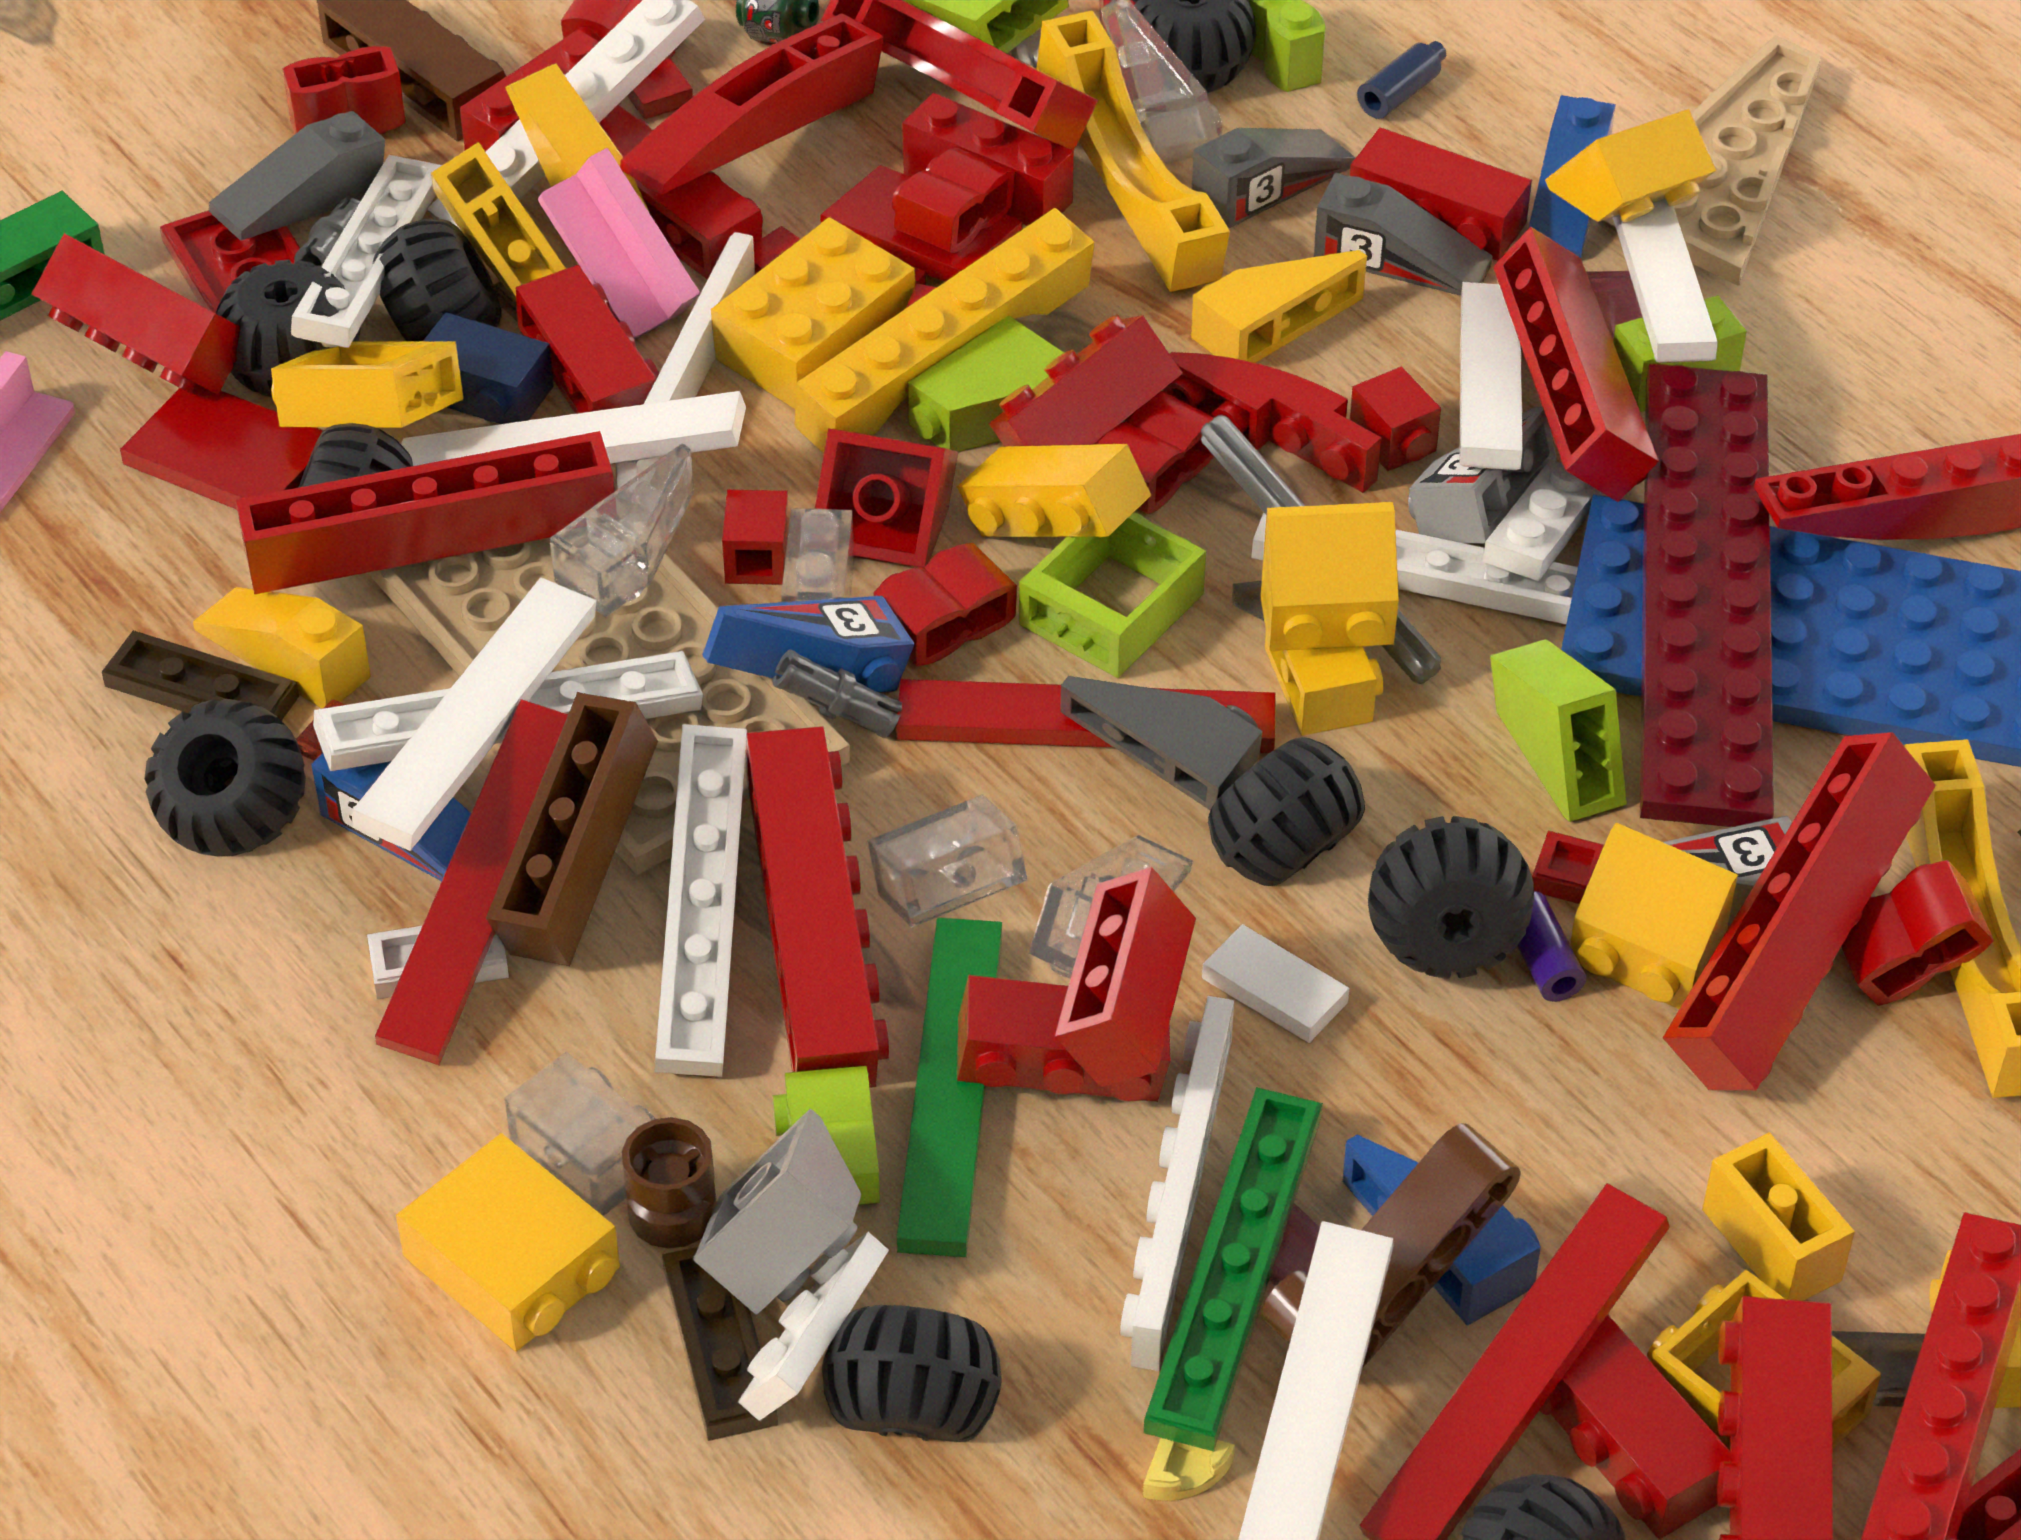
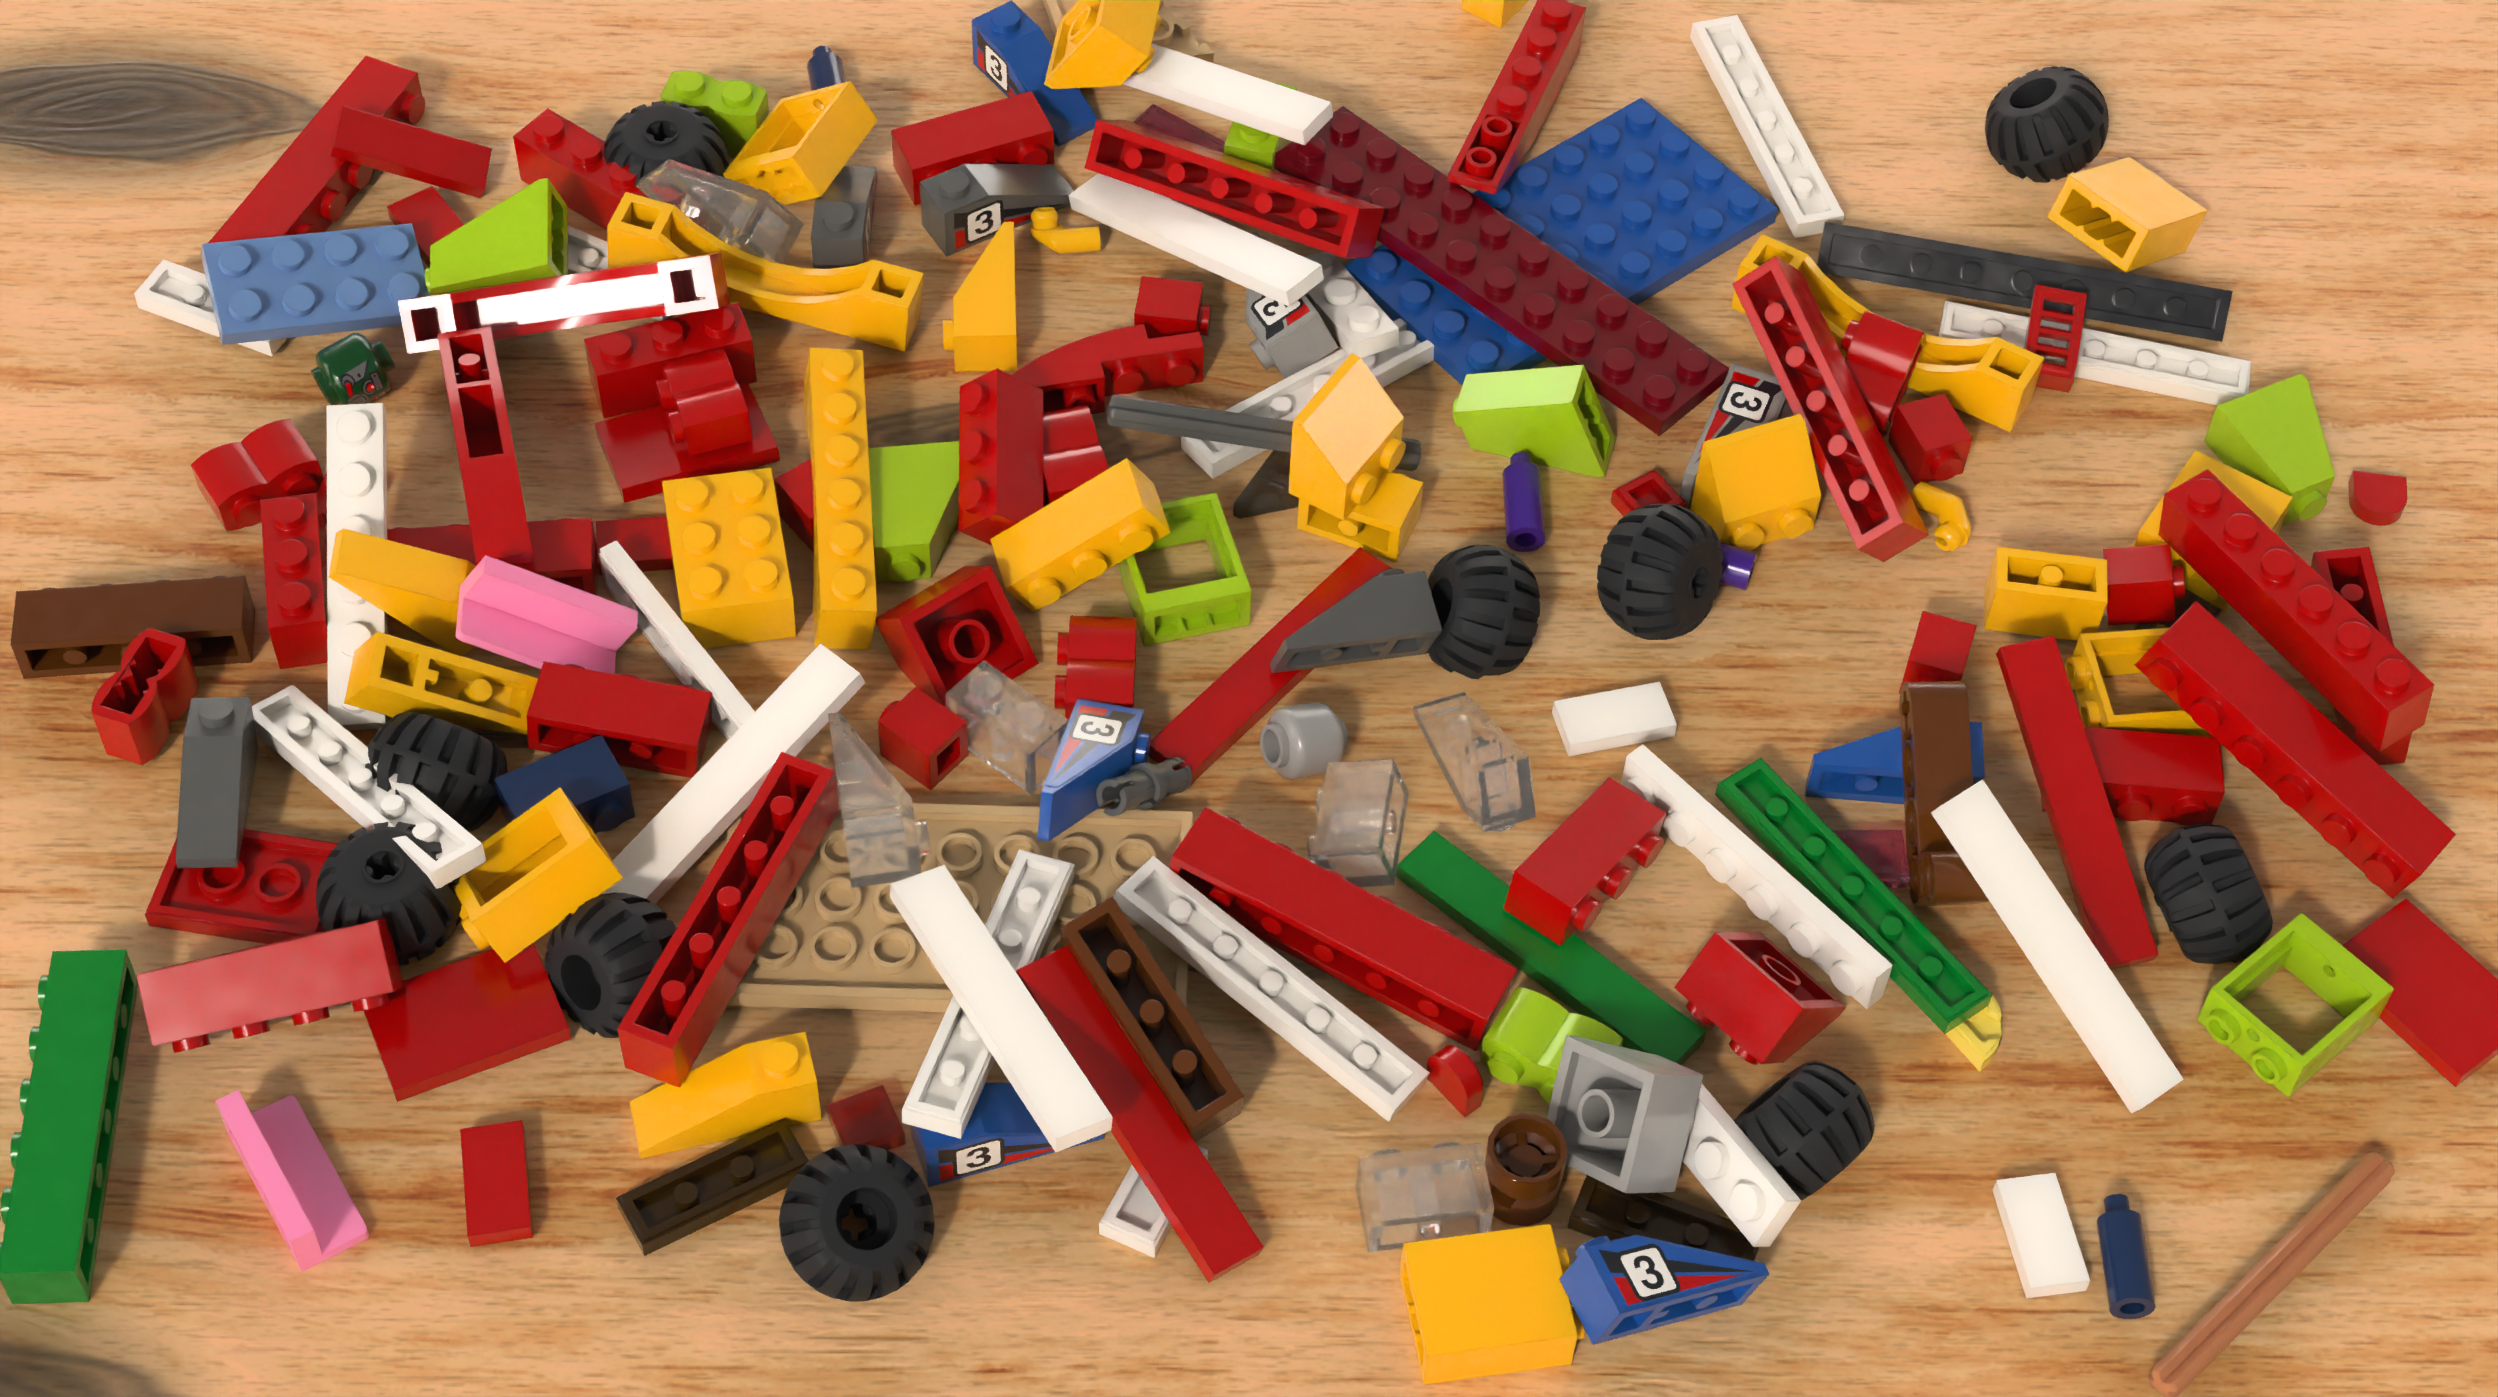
camera: 55 degrees left, 5 degrees up
(91, 559) = (496, 1183): none -> red tile
(326, 233) = (302, 805): dark grey pin -> none
(605, 1331) = (1652, 1283): none -> blue slope
(737, 1089) = (1456, 1078): none -> red tile
(1007, 772) = (1303, 740): none -> light grey head
(1045, 1258) = (1756, 997): none -> red slope
(1126, 978) = (1611, 781): red brick -> none
(1295, 88) = (804, 143): none -> yellow window
(1411, 307) = (1062, 239): none -> yellow arm
(1458, 776) = (1523, 504): none -> dark purple cylinder
(1591, 1163) = (1939, 649): none -> red brick
(1818, 1097) = (1954, 524): none -> yellow arm
(1880, 1292) = (2142, 584): none -> red brick
(1891, 1030) = (1930, 439): none -> red brick

